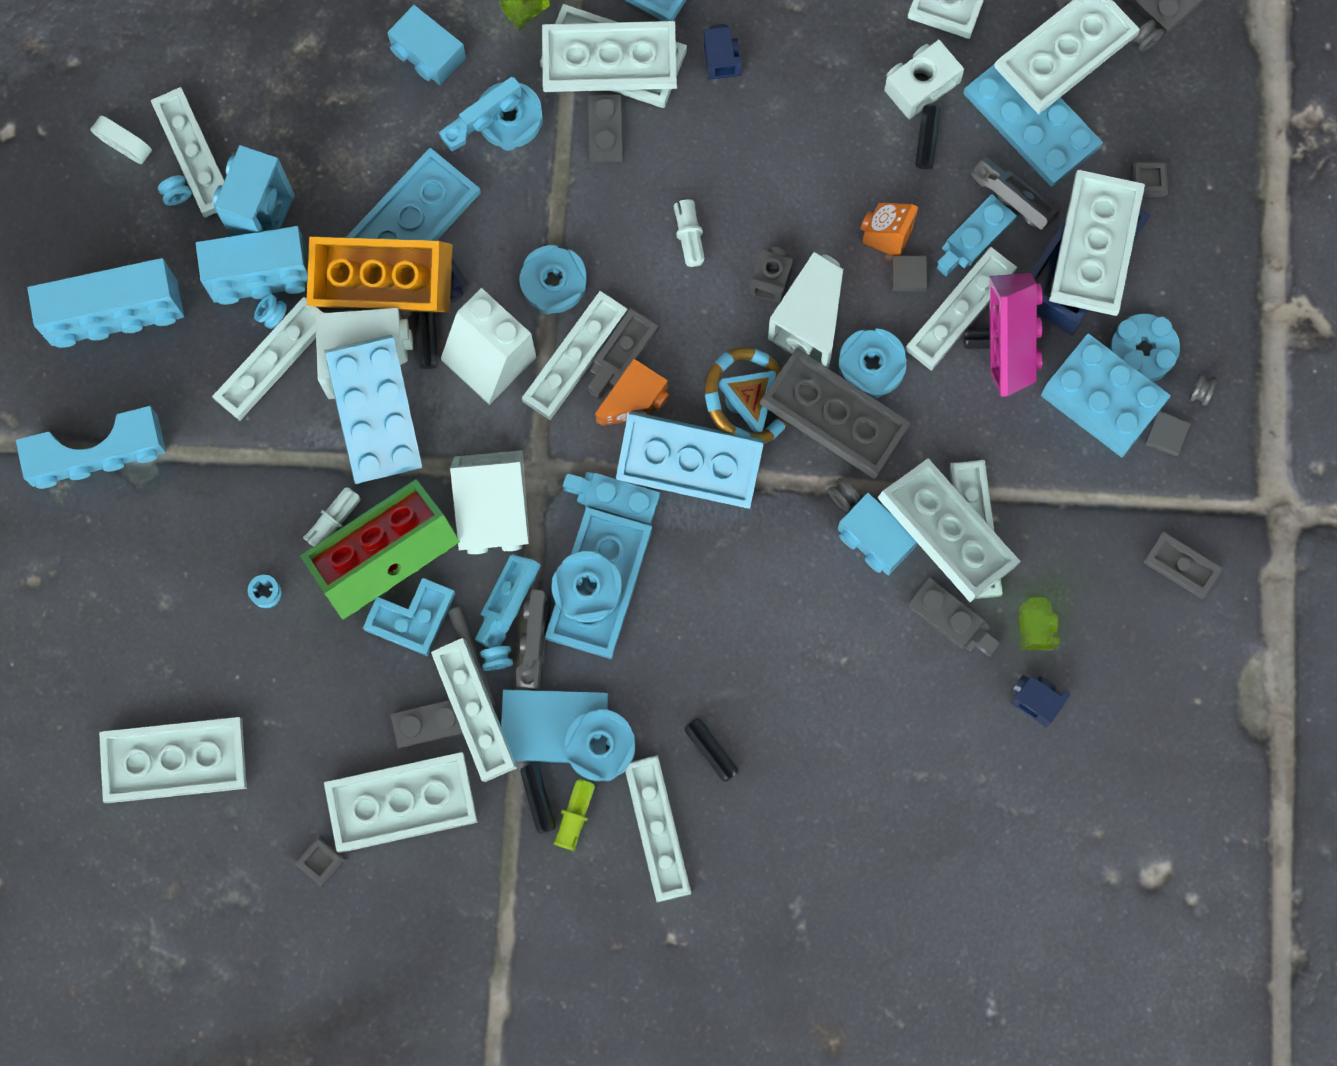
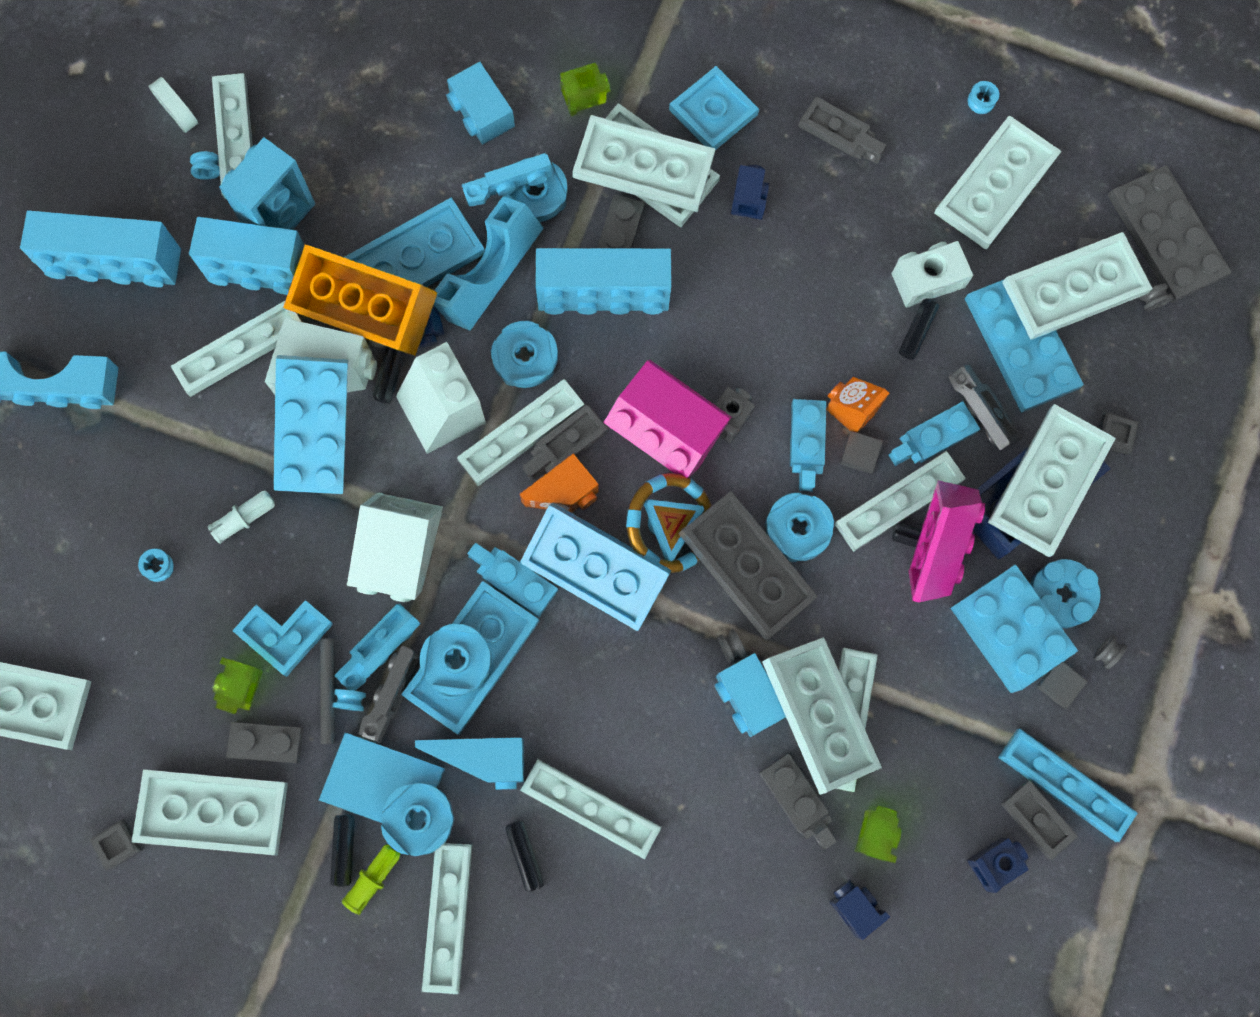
camera: 10 degrees right, 0 degrees up
(270, 311) = (252, 303): medium azure bush -> none
(379, 549) = (270, 561): bright green brick -> none
(383, 678) = (236, 686): none -> clear neon green brick
(474, 710) = (308, 745): light aqua plate -> none
(500, 167) = (509, 236): none -> medium azure arch
(608, 183) = (603, 280): none -> medium azure brick
(644, 672) = (489, 759): none -> medium azure slope
(689, 232) = (666, 346): light aqua axle -> none
(713, 298) = (667, 419): none -> dark pink slope
(759, 687) = (591, 809): none -> light aqua tile
(809, 310) = (754, 459): light aqua slope -> none
(857, 283) = (807, 441): none -> medium azure hinge
(1152, 627) = (987, 867): none -> dark blue brick
(1201, 525) = (1068, 785): none -> medium azure tile

